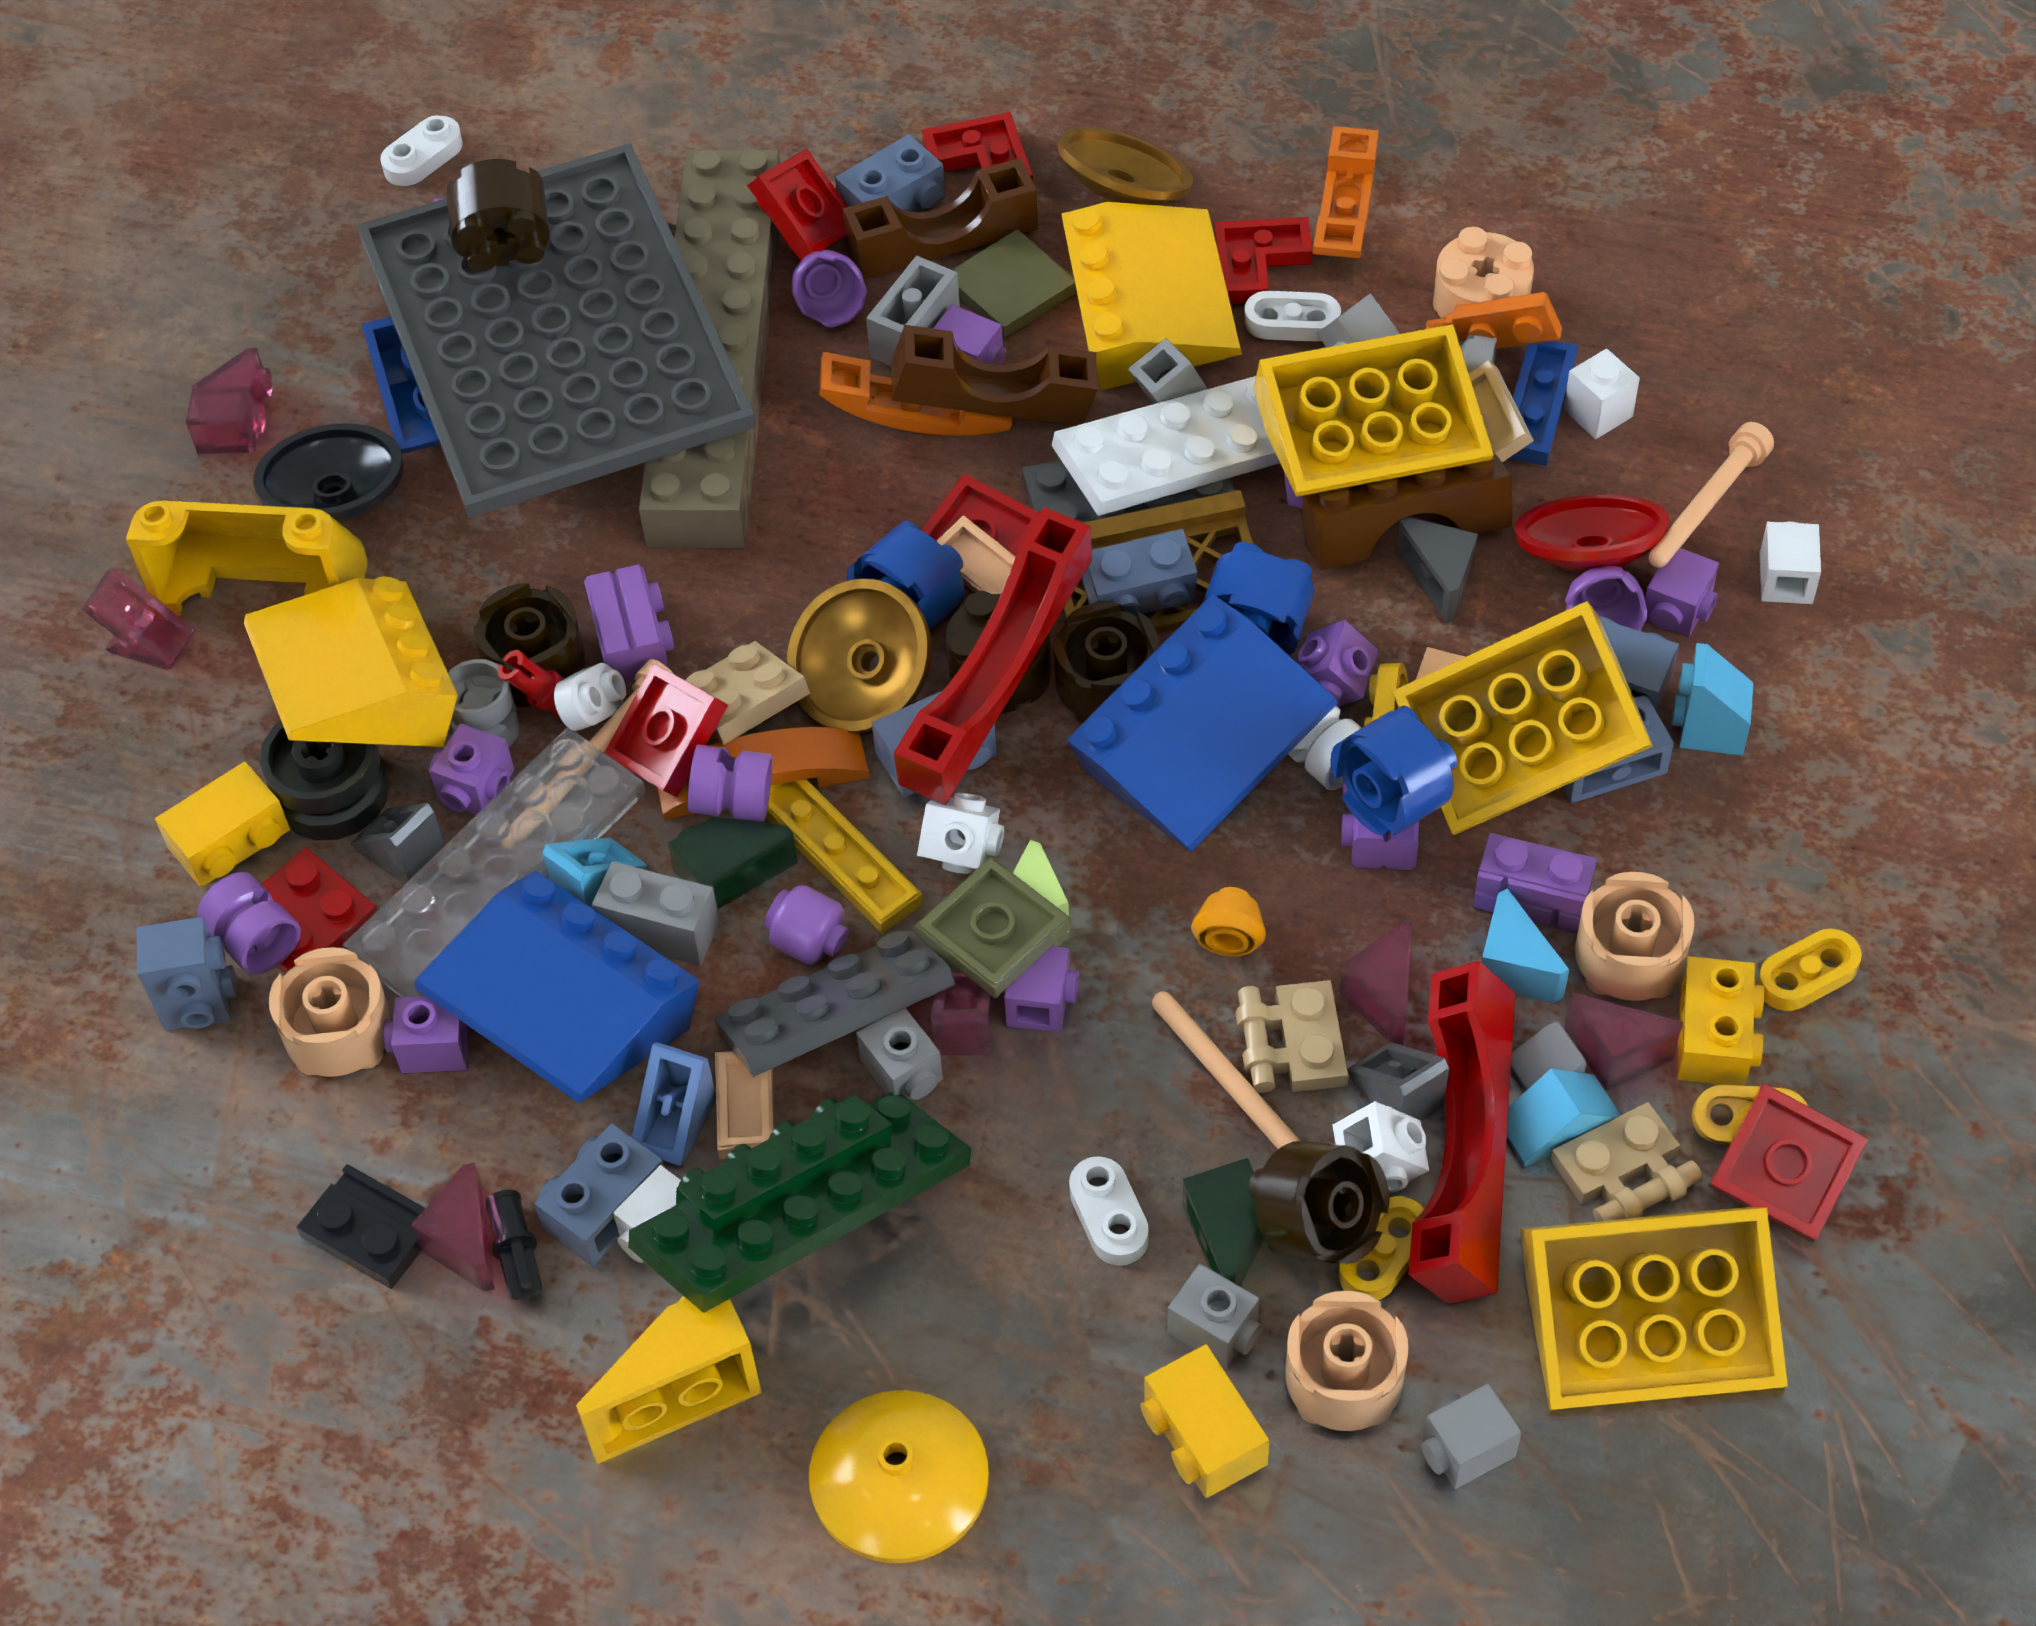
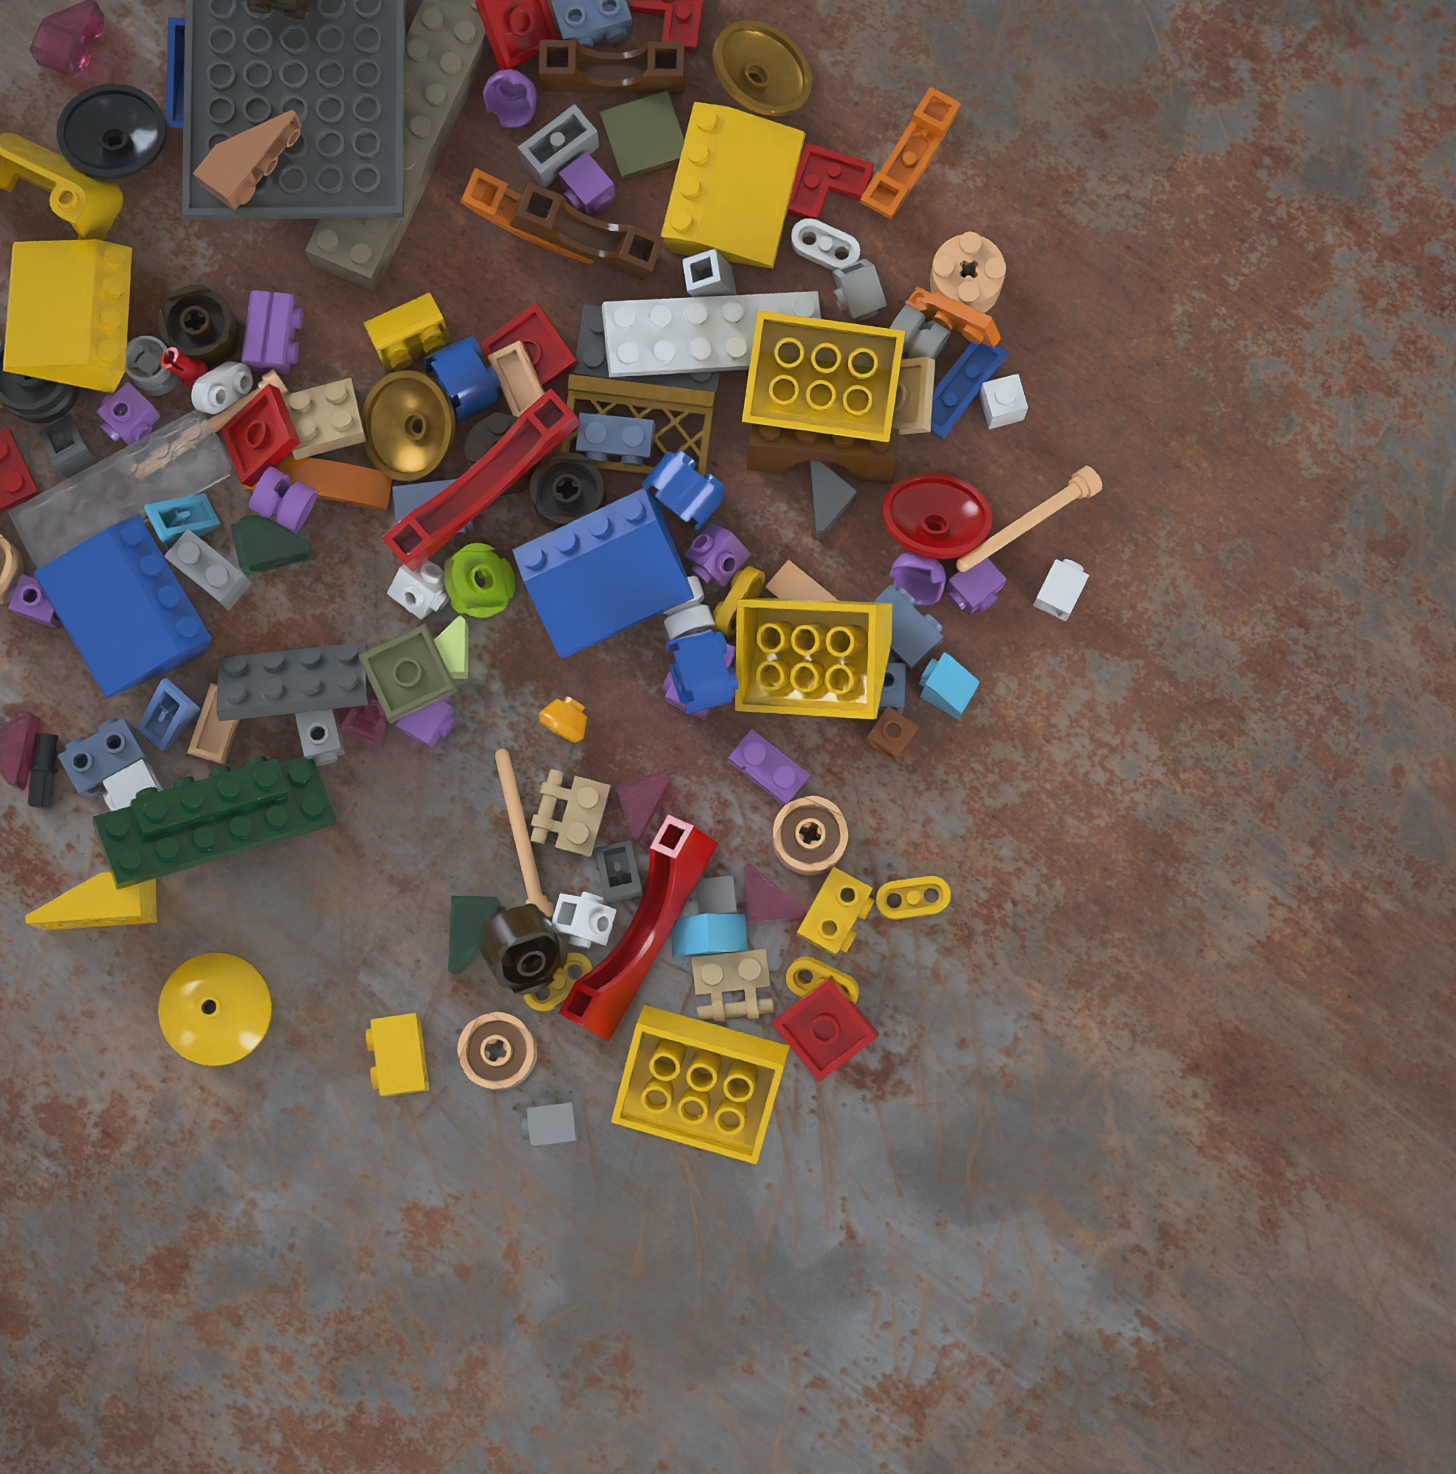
camera: 20 degrees right, 25 degrees up
(523, 415) = (242, 160): none -> nougat slope
(806, 925) = (298, 616): medium lavender head -> none
(809, 559) = (408, 332): none -> yellow slope
(843, 854) = (345, 564): yellow tile -> none
(1034, 800) = (461, 585): none -> lime plate
(1107, 1206) = (407, 887): white plate -> none
(1215, 1314) = (436, 988): light grey brick -> none
(1522, 954) = (732, 813): medium azure slope -> none
(1673, 788) = (892, 734): none -> dark orange brick

